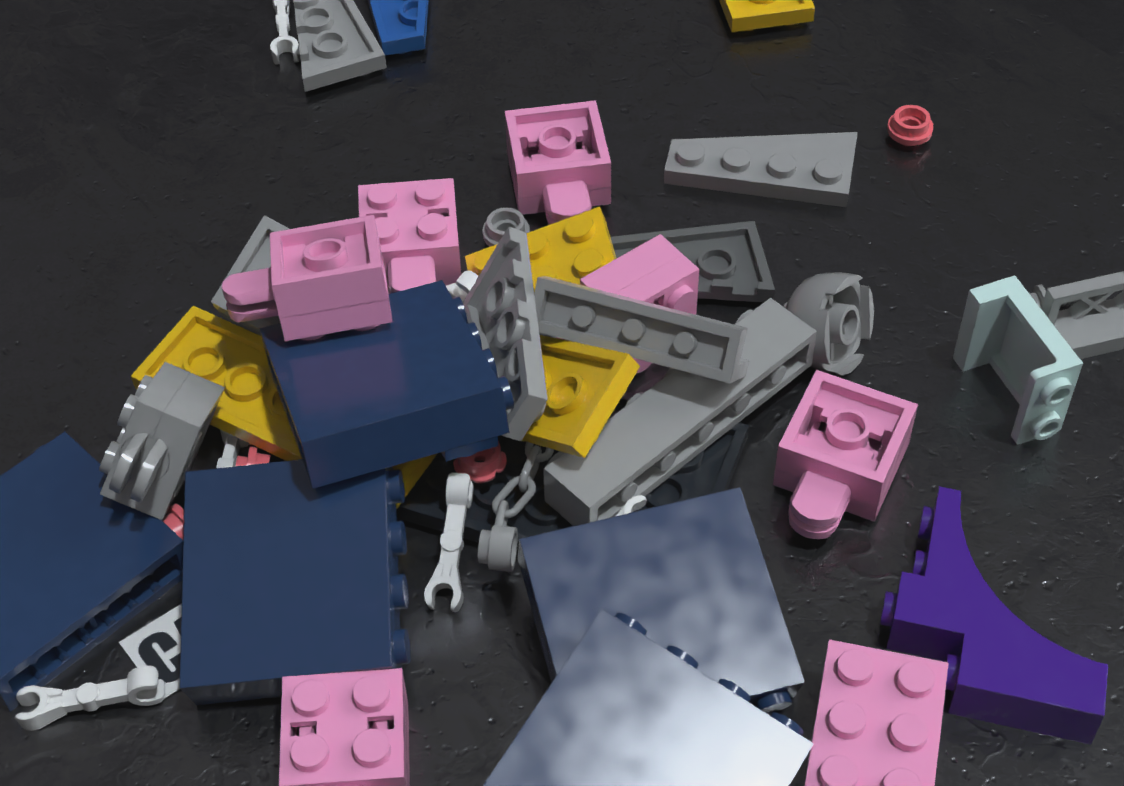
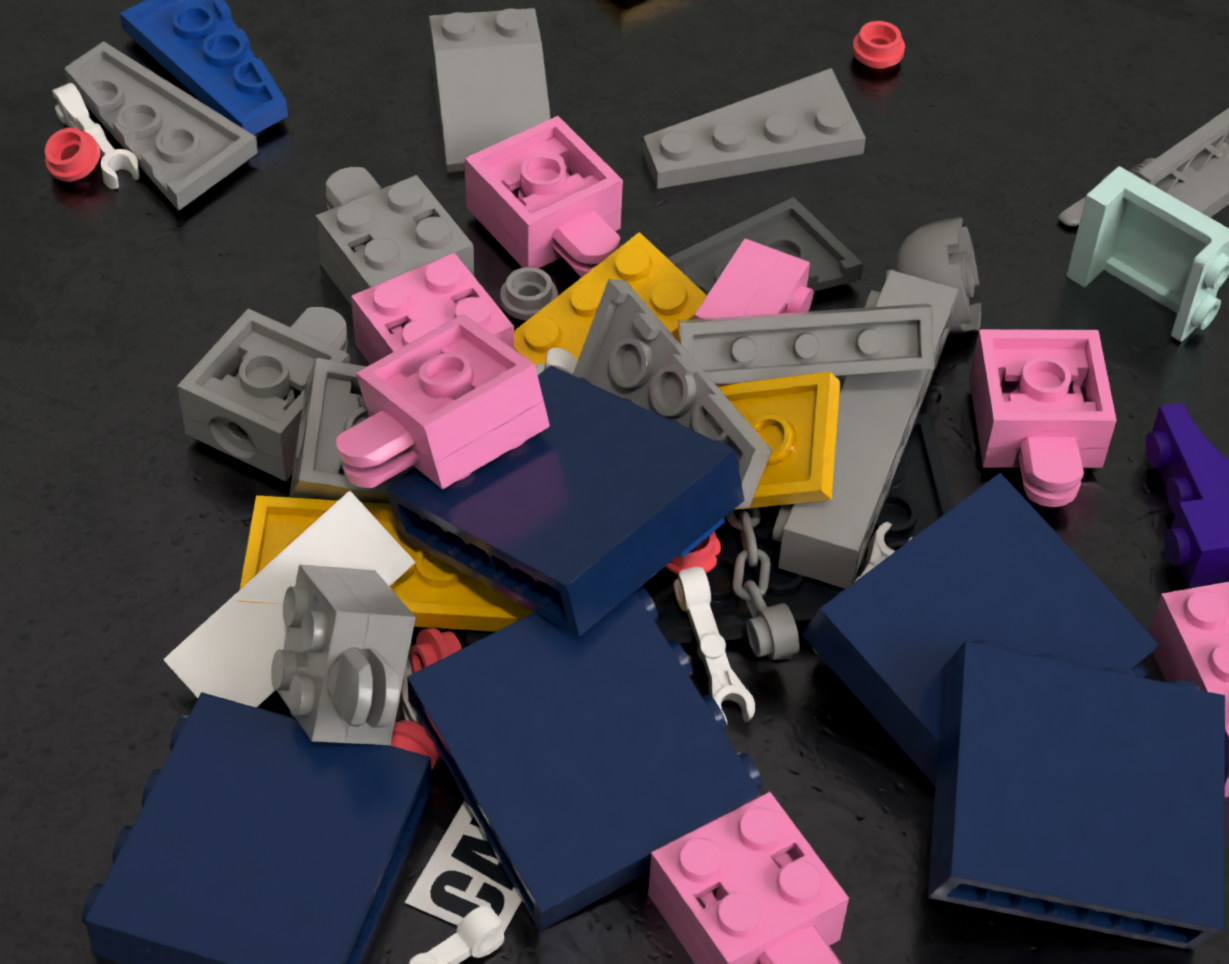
camera: 30 degrees left, 0 degrees up
(214, 357) = (237, 644): none -> white sticker
(231, 218) = (252, 386): none -> light grey brick
(256, 30) = (71, 154): none -> coral plate
(425, 147) = (383, 232): none -> light grey brick
(581, 58) = (486, 79): none -> light grey slope

